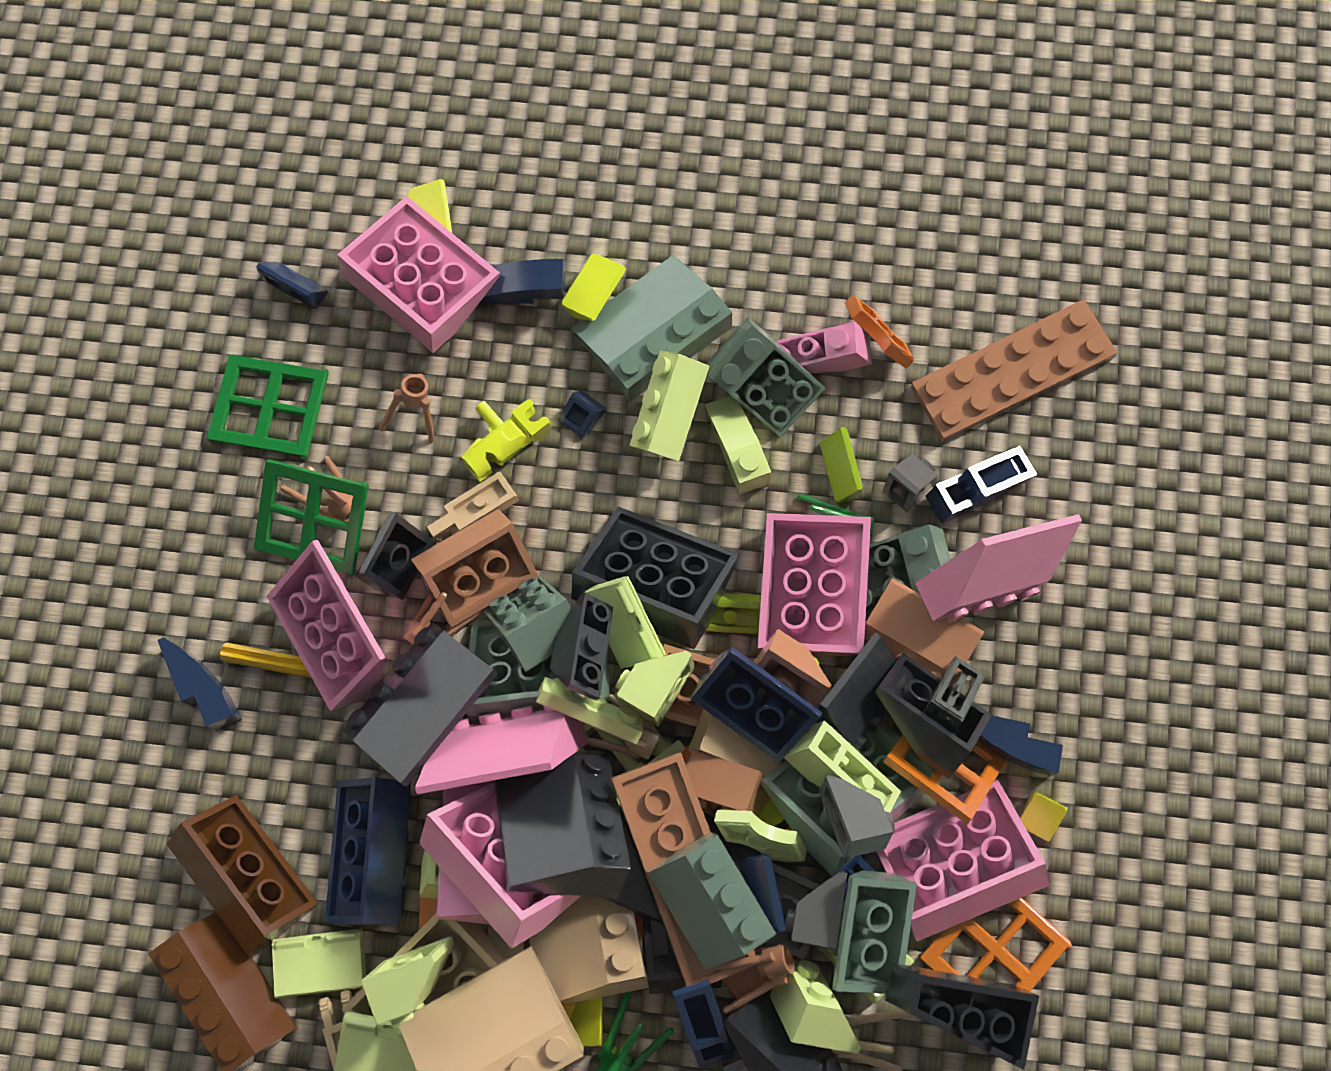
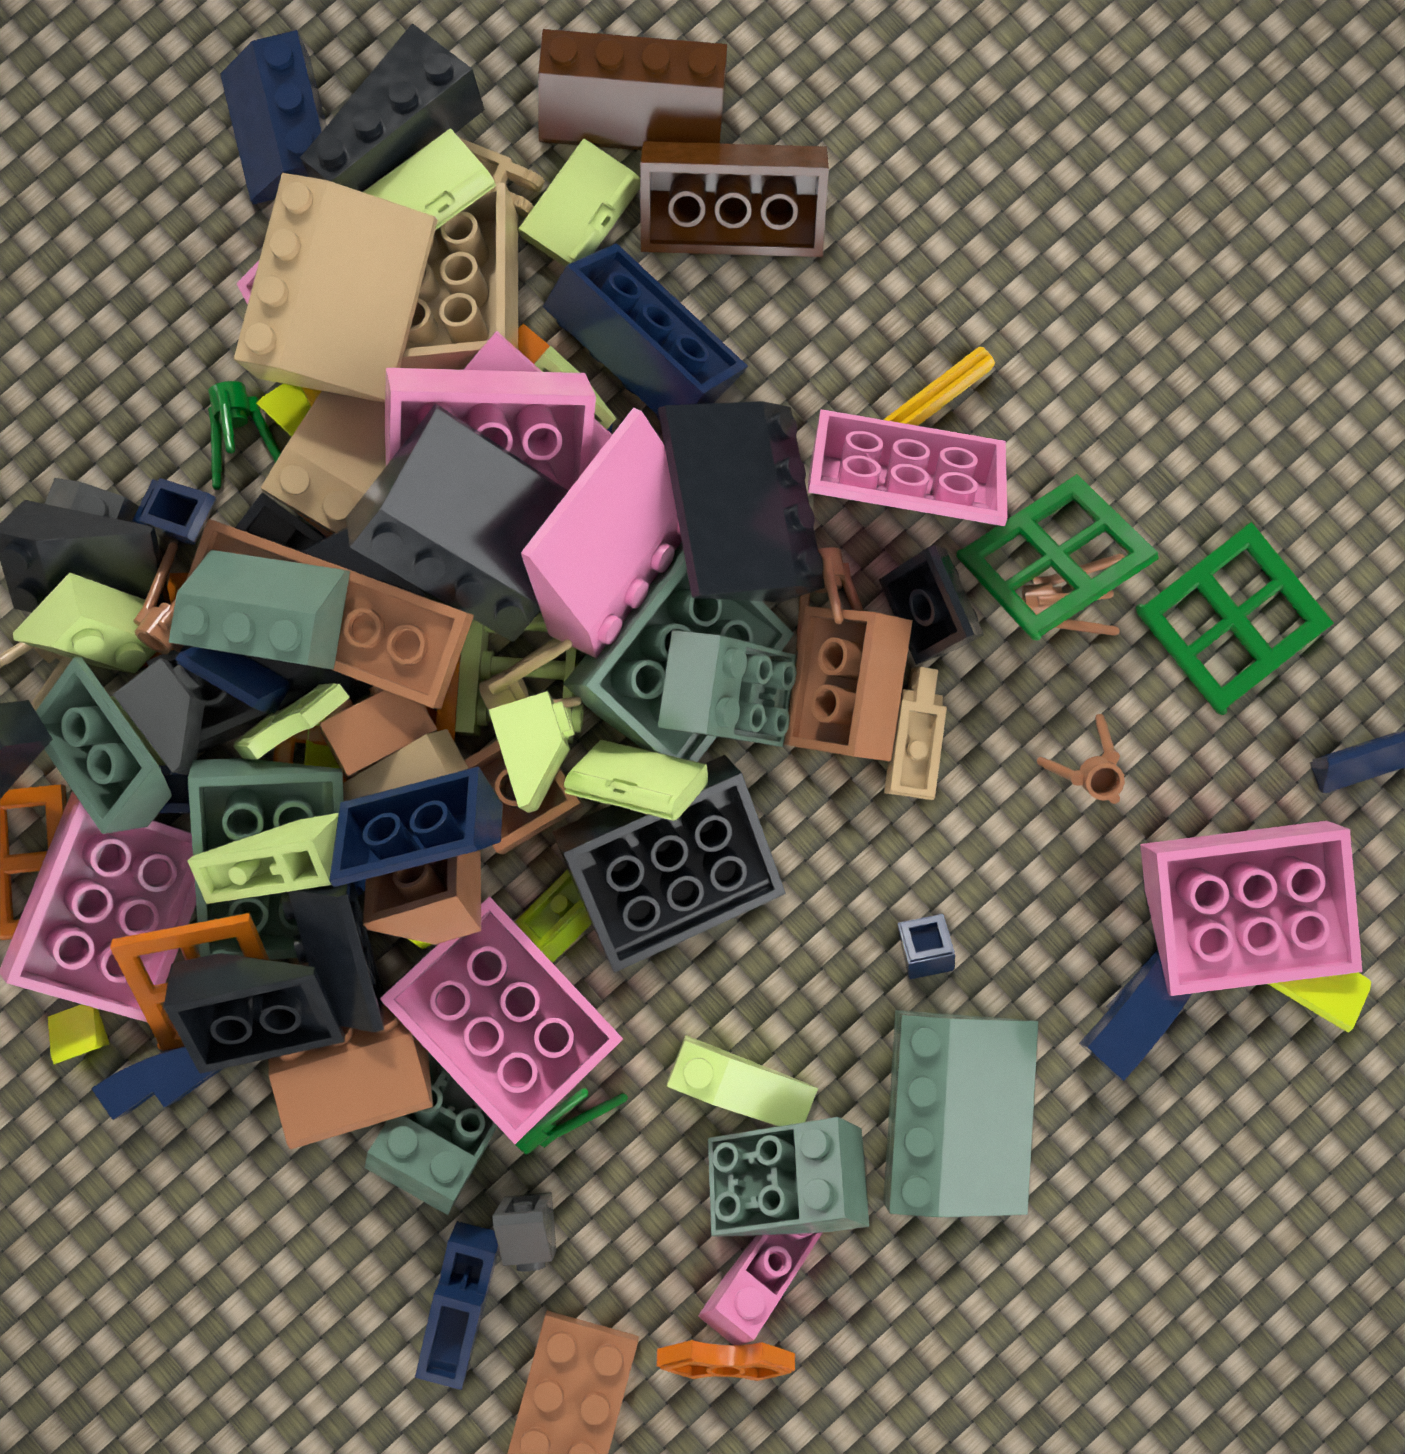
camera: 125 degrees right, 10 degrees up
(199, 686) = (973, 304): dark blue slope -> none
(405, 981) = (460, 248): yellowish green slope -> none
(504, 438) = (968, 836): neon yellow piece -> none
(582, 646) = (636, 704): black slope -> none
(592, 287) = (1063, 1087): neon yellow slope -> none
(618, 721) = (569, 656): yellowish green plate -> none
(669, 405) = (842, 1044): yellowish green brick -> none
(841, 466) = (614, 1173): lime slope -> none
(856, 817) = (210, 828): slope -> none
(946, 708) = (234, 1024): pearl dark grey tile -> none
(997, 570) = (333, 1219): bright pink slope -> none

